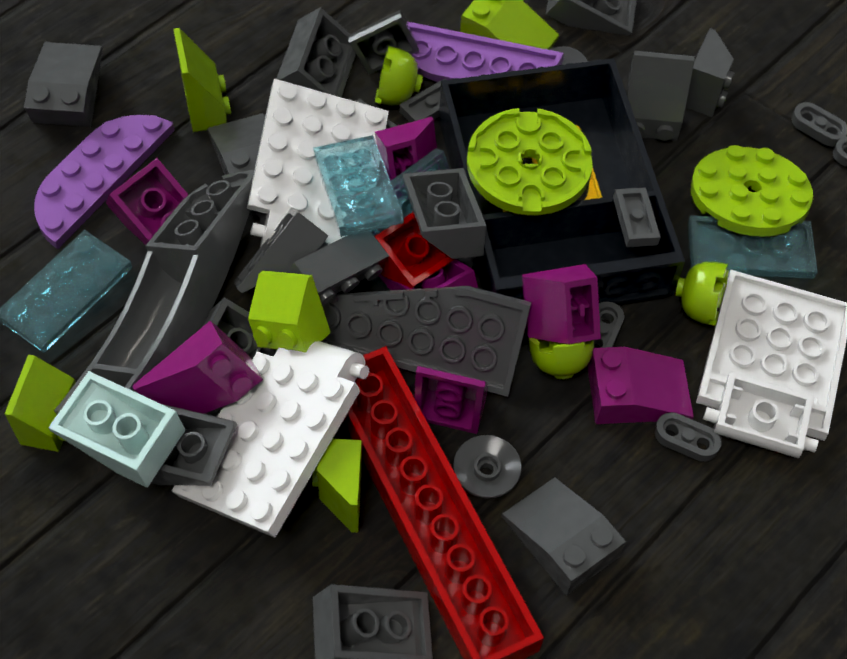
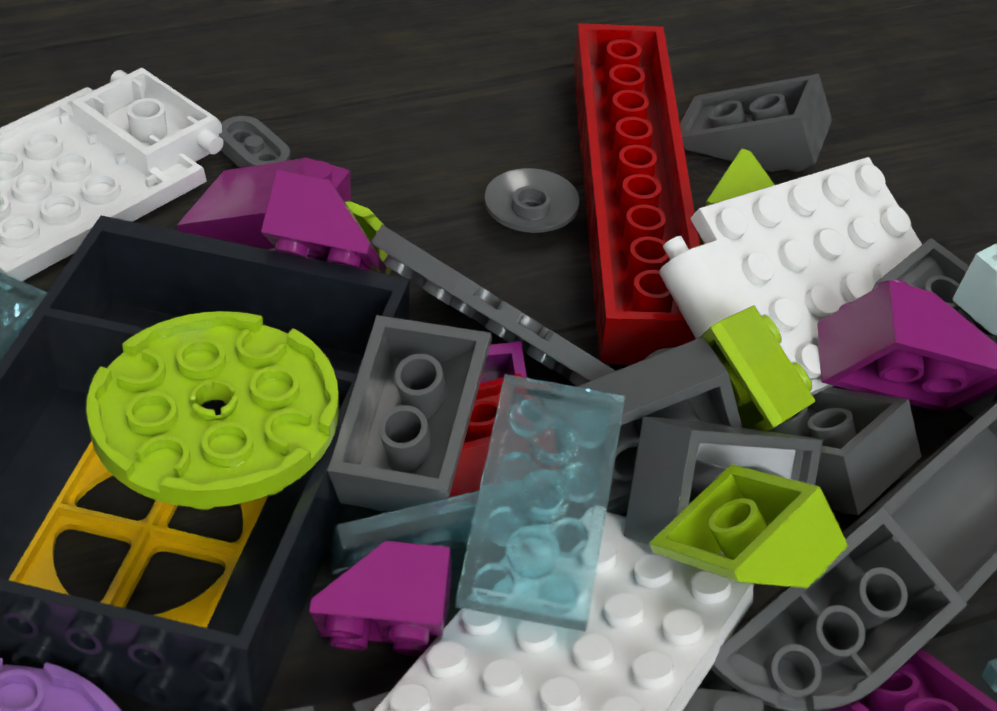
camera: 155 degrees left, 15 degrees down
(255, 202) = (764, 526): none -> lime slope
(450, 399) = (544, 238): magenta slope -> none
(565, 534) = (479, 118): dark grey slope -> none
(636, 217) = (118, 273): dark grey plate -> none
(703, 291) = (60, 230): lime cylinder -> none

